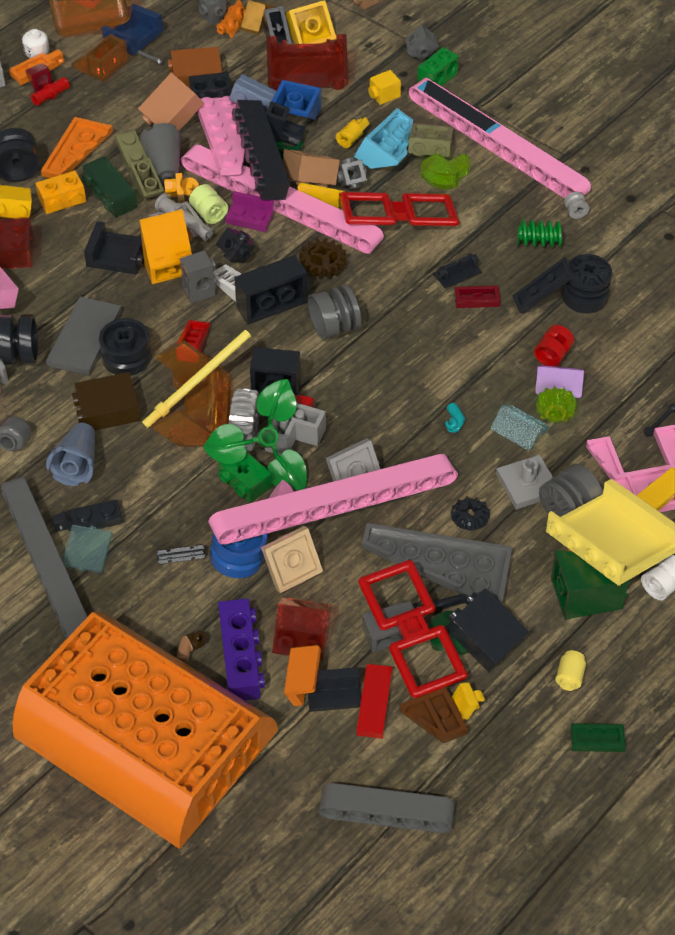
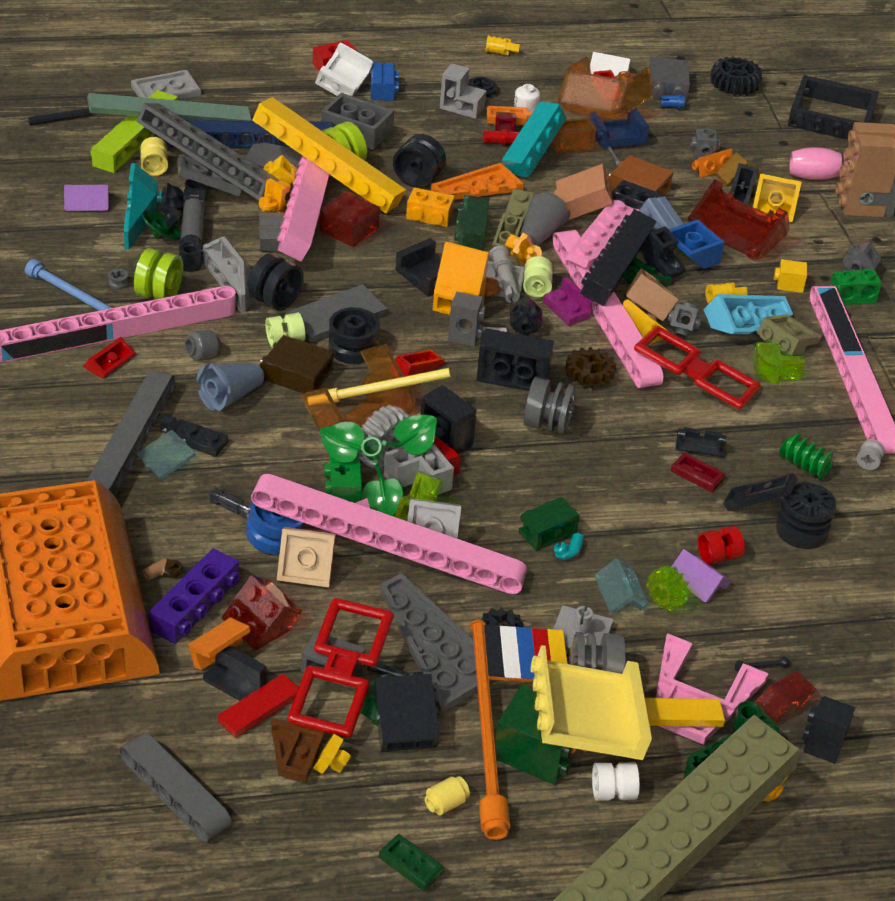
camera: 35 degrees right, 10 degrees down
(63, 378) = (292, 325): none -> yellowish green wheel
(87, 79) = (534, 139): none -> teal brick
(319, 448) = (424, 487): none -> clear neon green brick
(423, 409) = (549, 523): none -> dark green brick
(509, 533) = (504, 655): none -> flag

